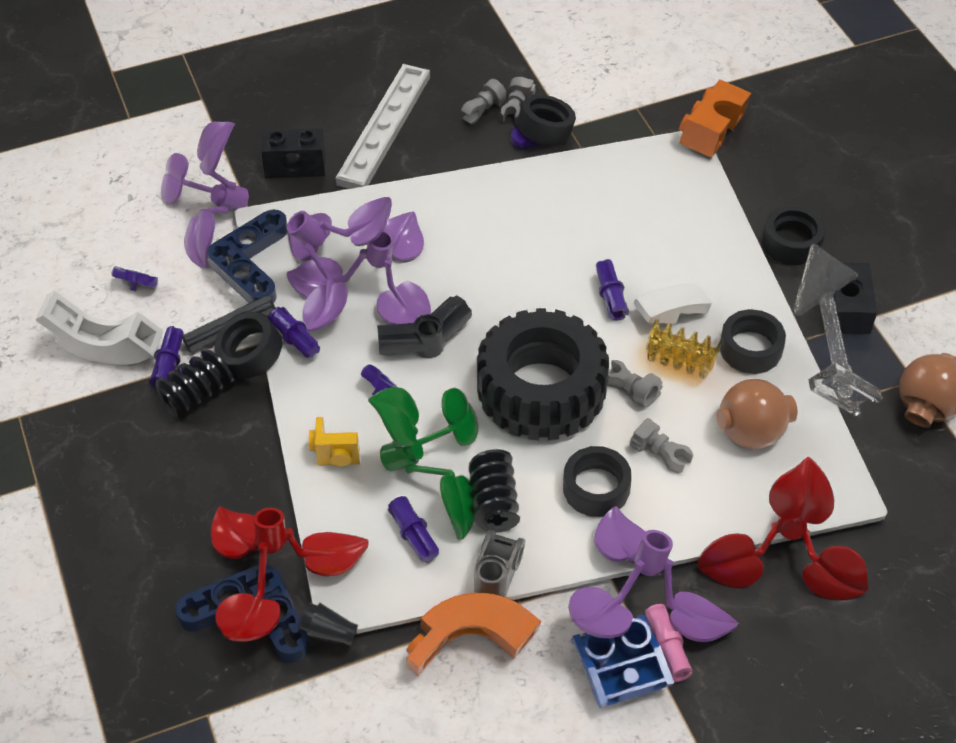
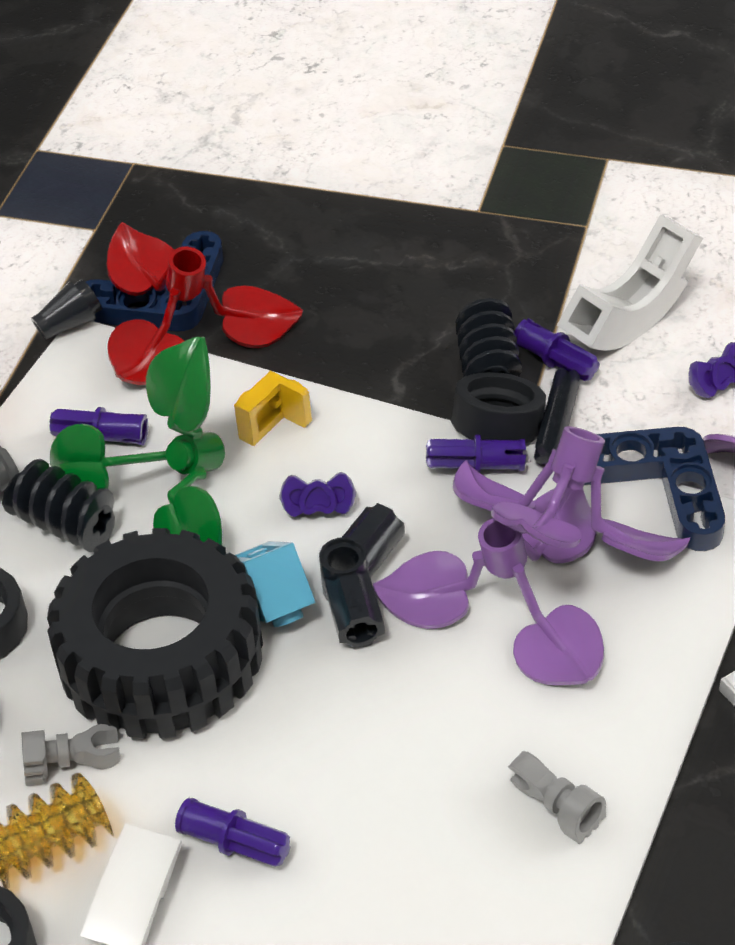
camera: 130 degrees right, 5 degrees down
(457, 363) = (278, 581): none -> medium azure slope
(487, 187) = (577, 808): none -> light grey piece

